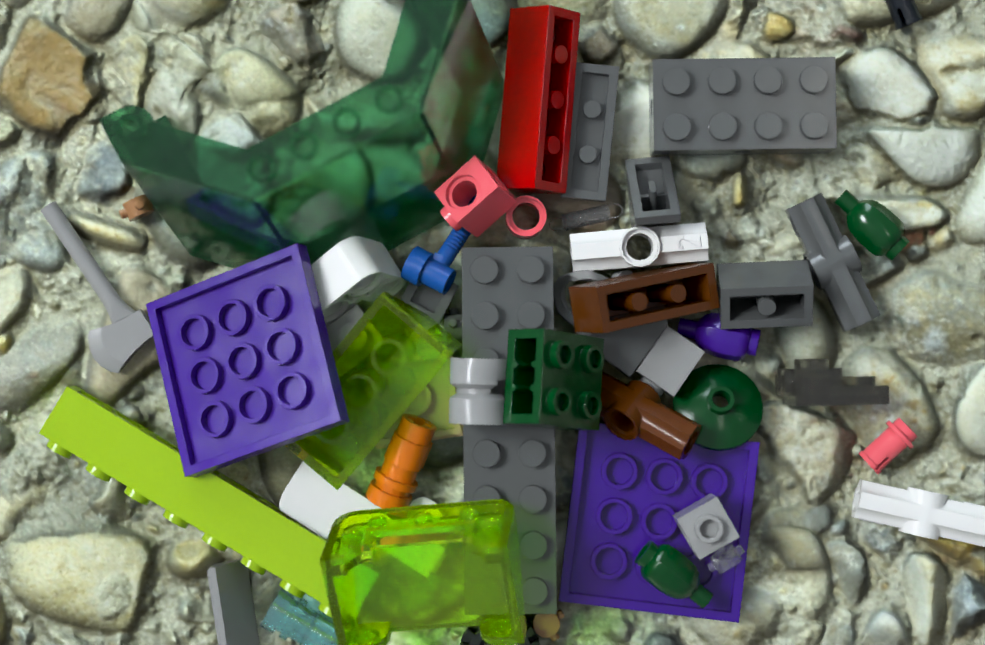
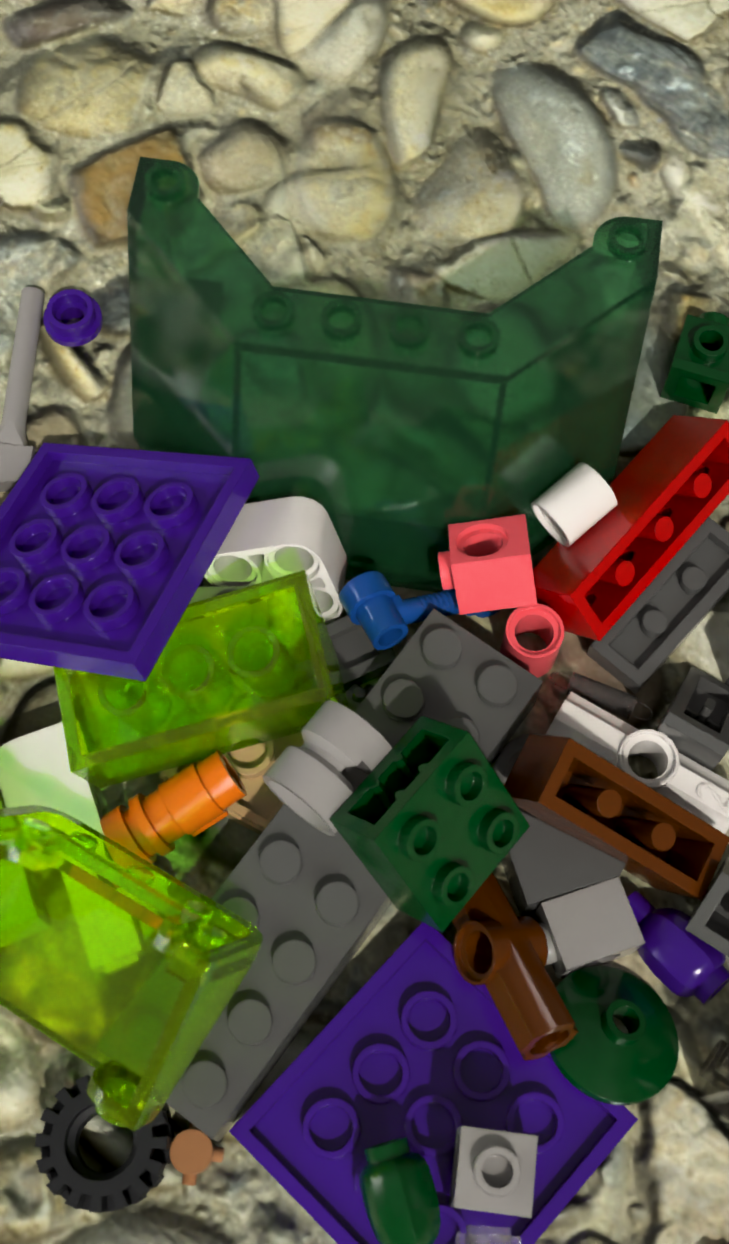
camera: 35 degrees right, 20 degrees down
(76, 203) = (67, 306): none -> dark purple plate
(137, 208) = (115, 351): medium nougat piece -> none
(495, 123) = (574, 504): none -> white beam

